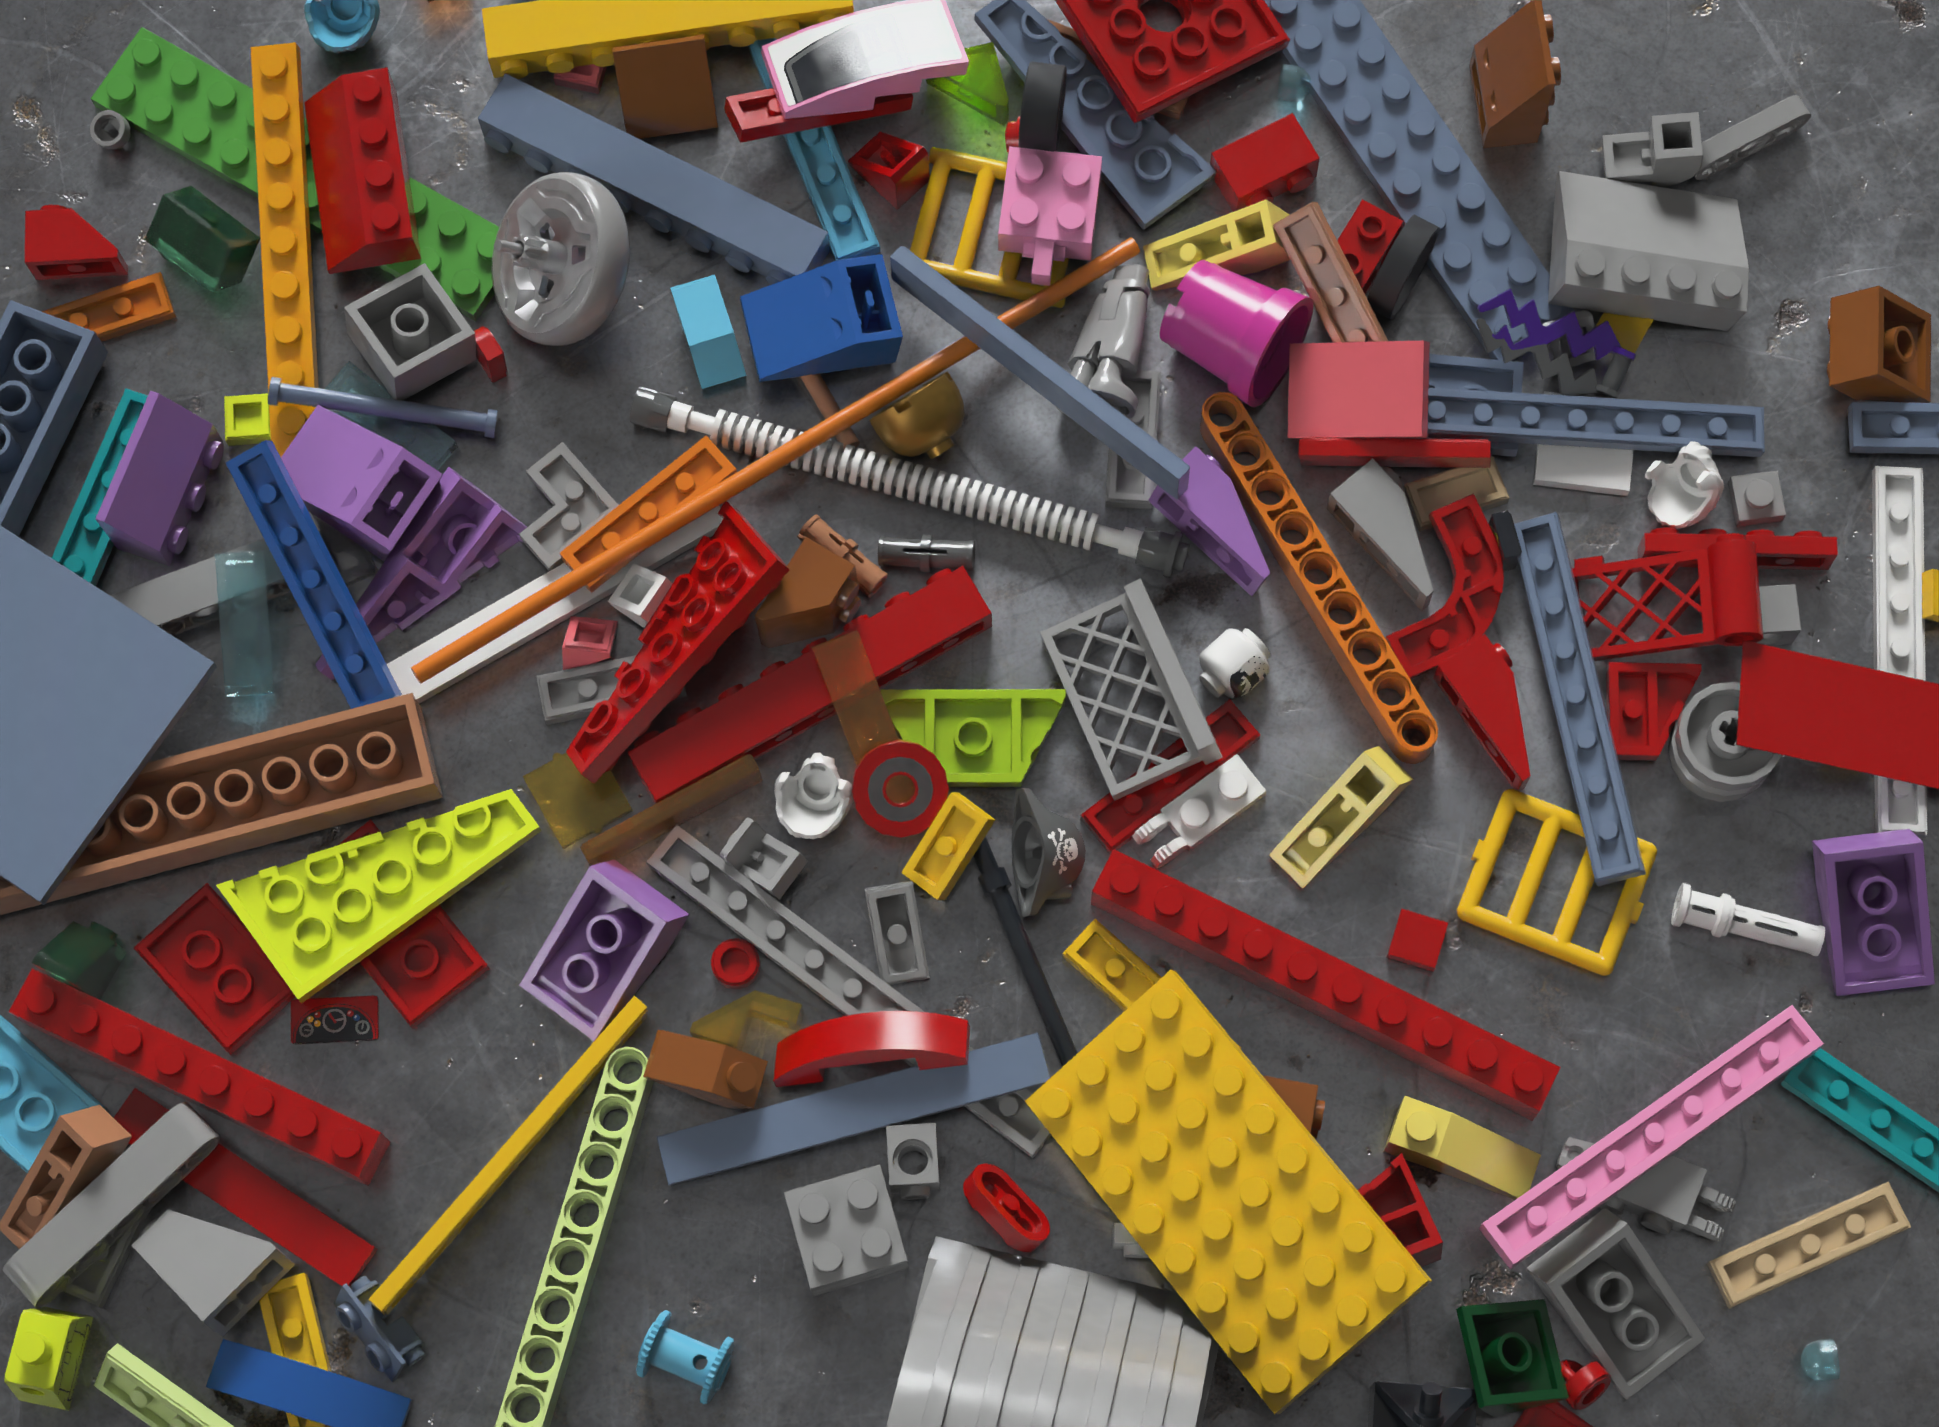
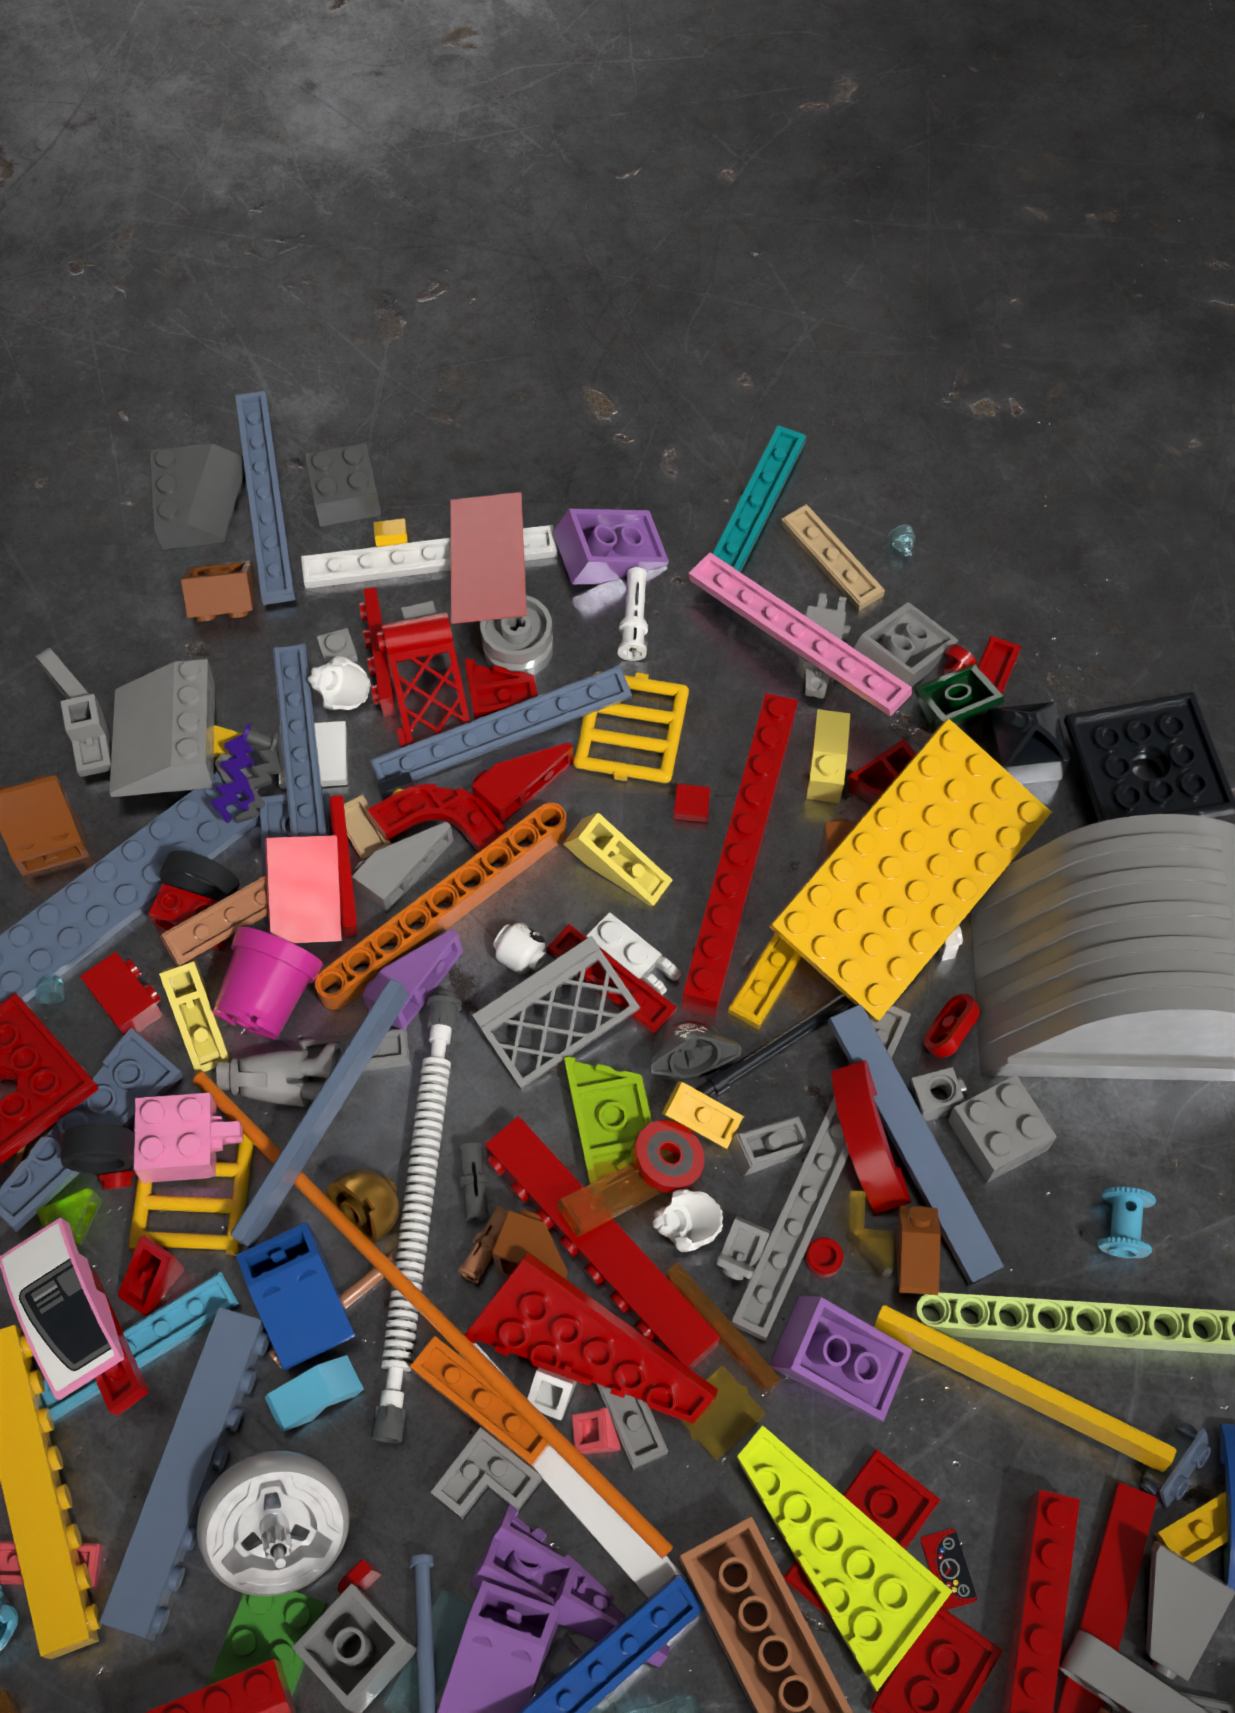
camera: 105 degrees left, 10 degrees down
(665, 87) = (98, 1477): dark orange tile -> none

